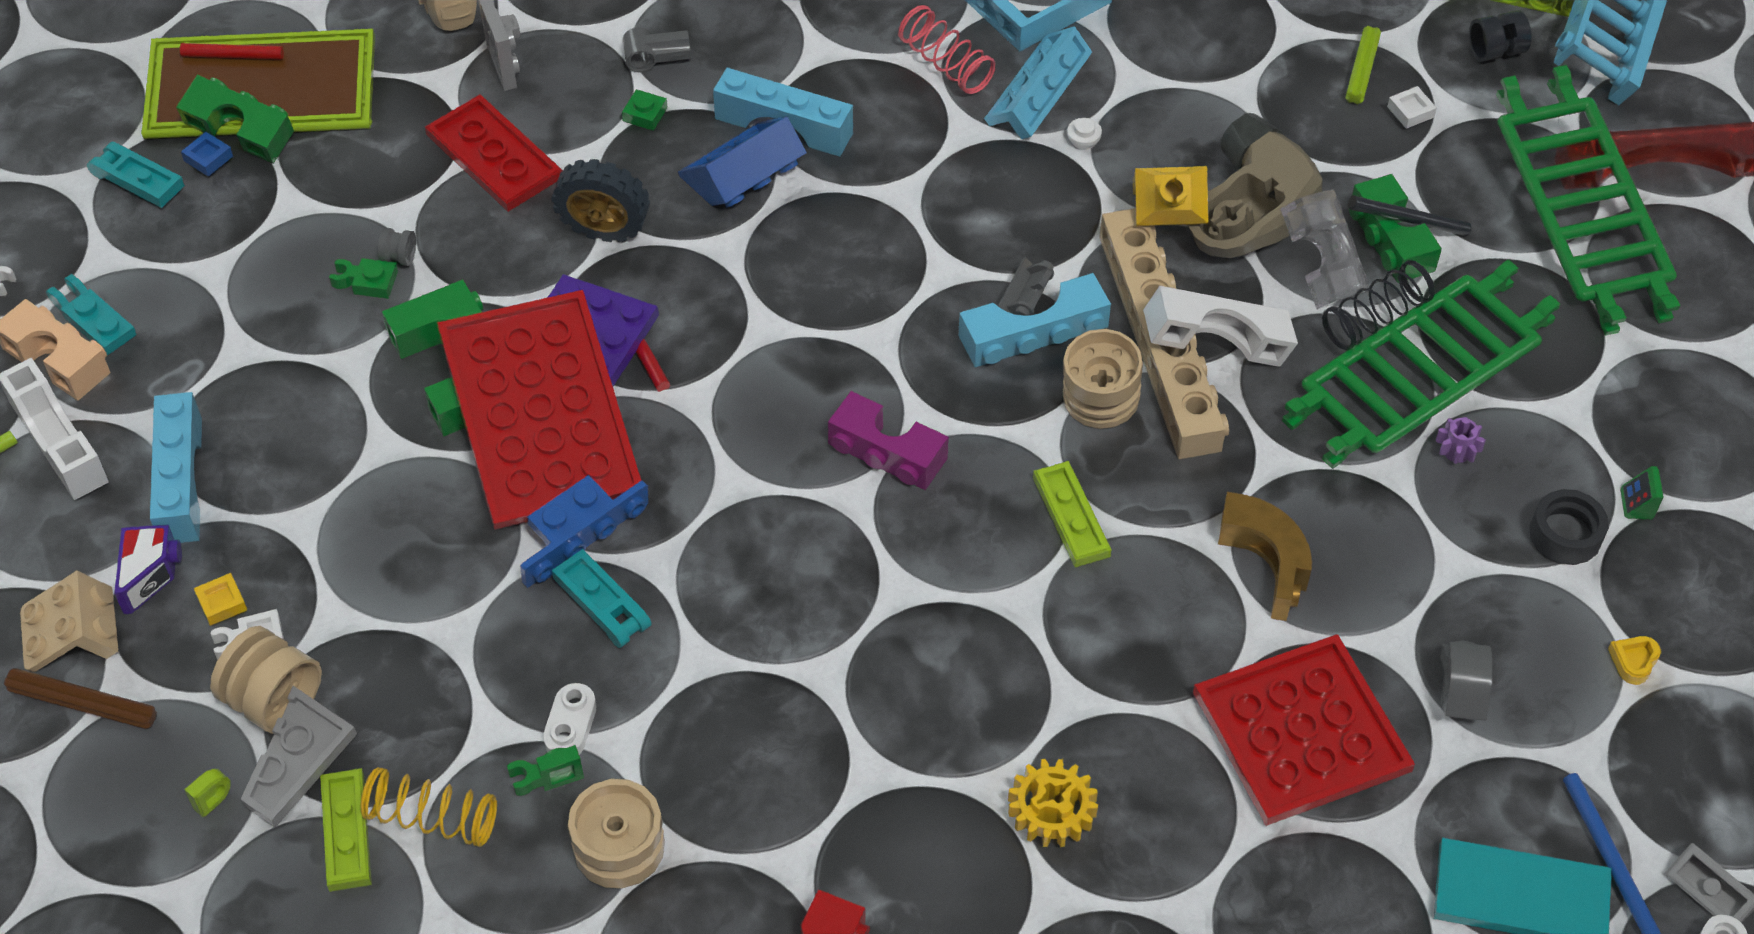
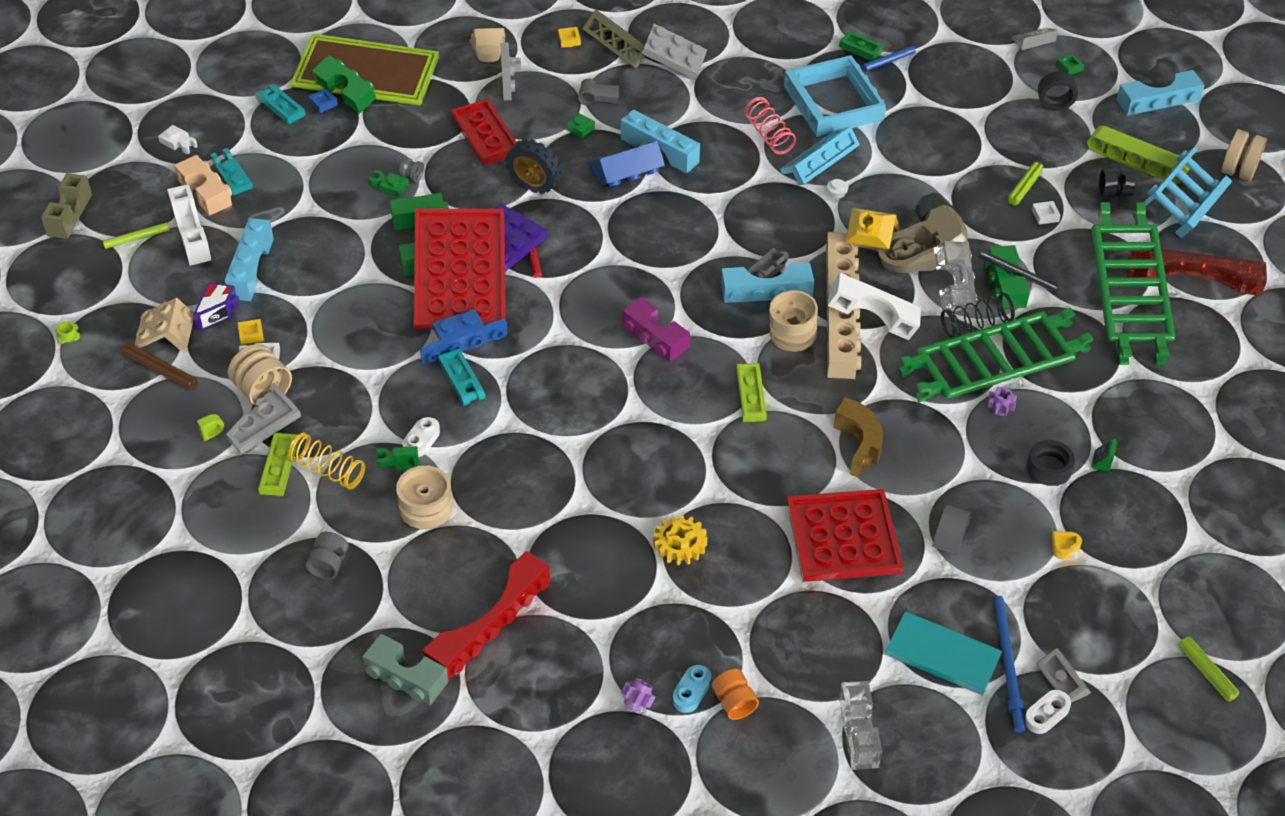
camera: 15 degrees right, 5 degrees down
(231, 51) = (354, 48): red bar -> none

